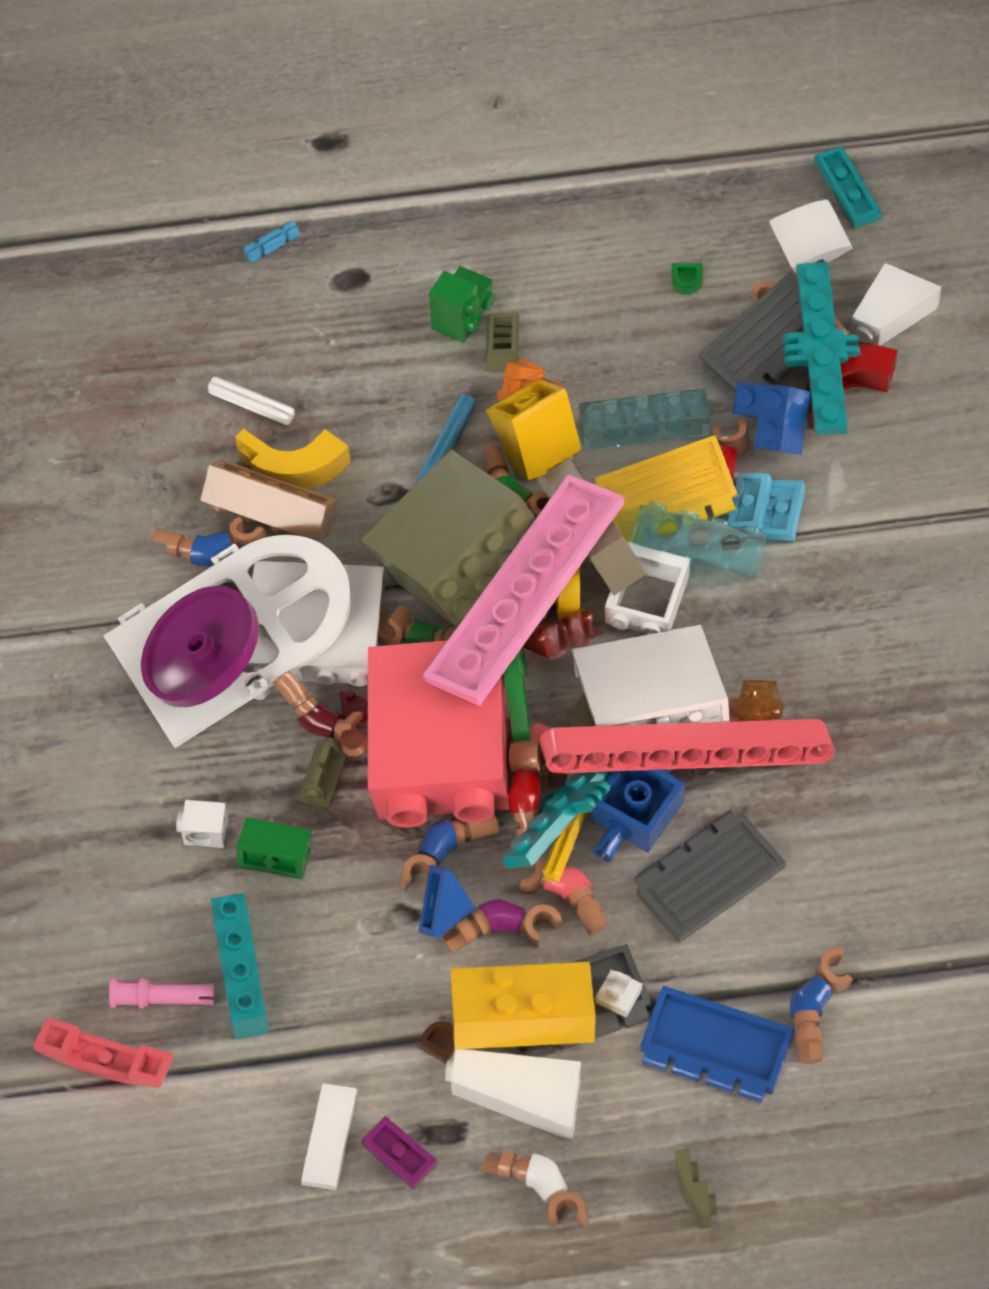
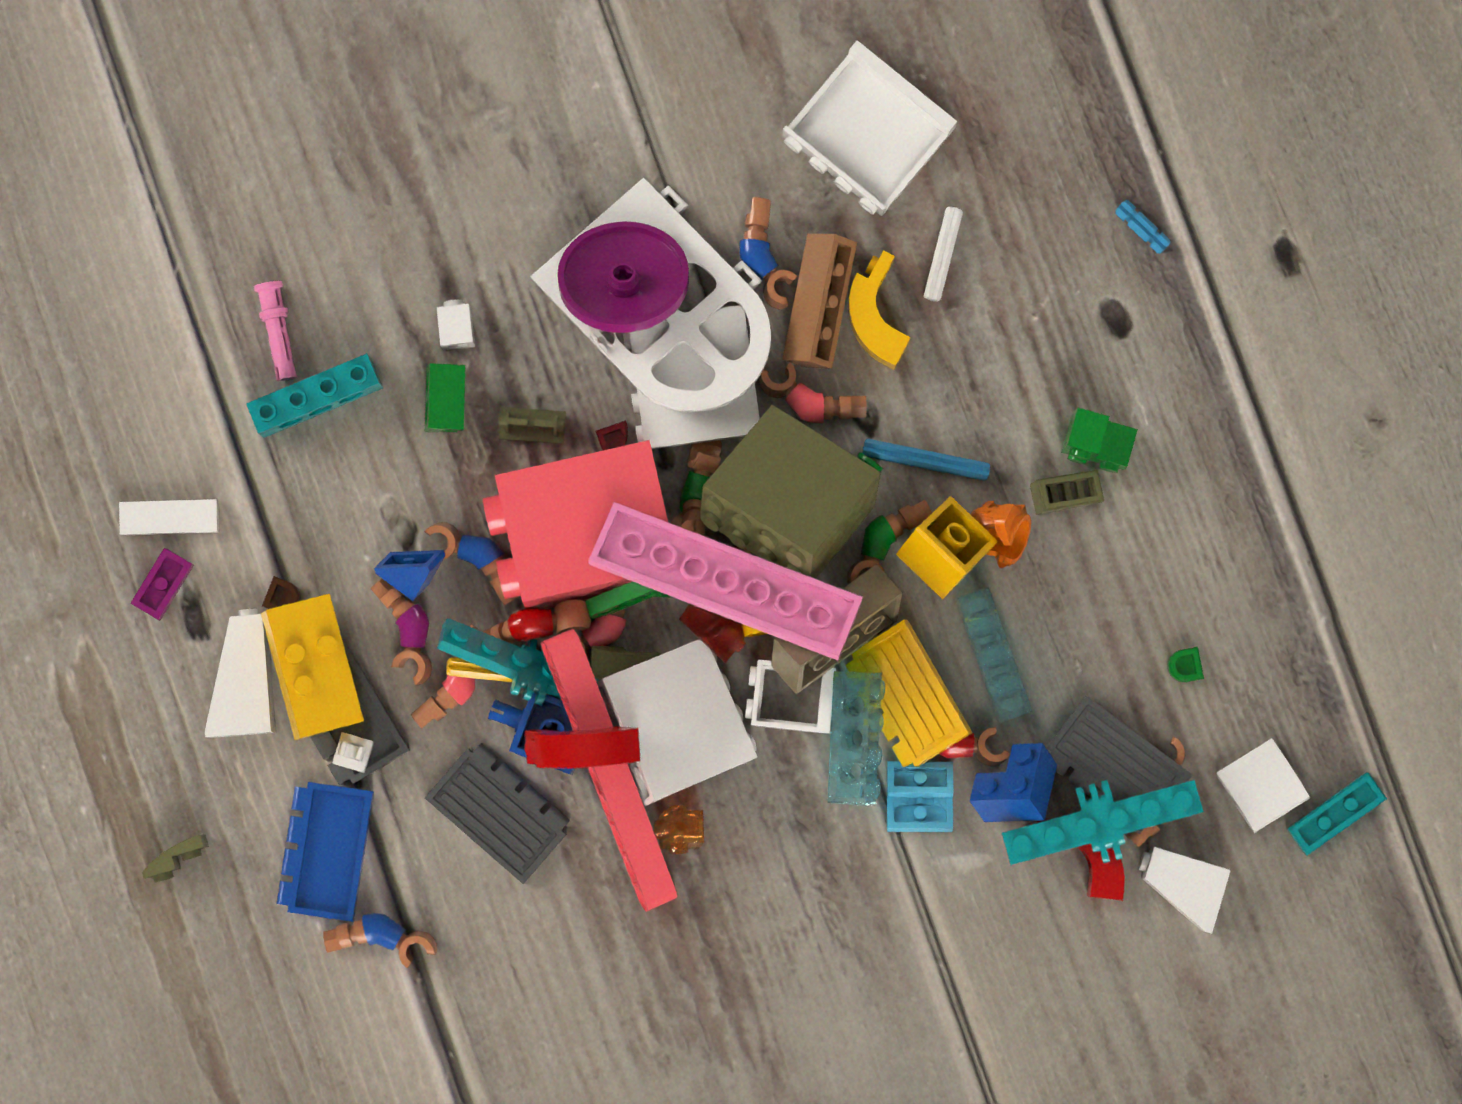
camera: 80 degrees right, 25 degrees up
(101, 1056) = (206, 294): coral slope -> none
(112, 437) = (869, 129): none -> white panel
(321, 720) = (587, 412): nougat piece -> none
(373, 511) = (811, 405): none -> nougat piece
(543, 1177) = (161, 719): nougat piece -> none
(660, 753) = (582, 748): none -> red arch

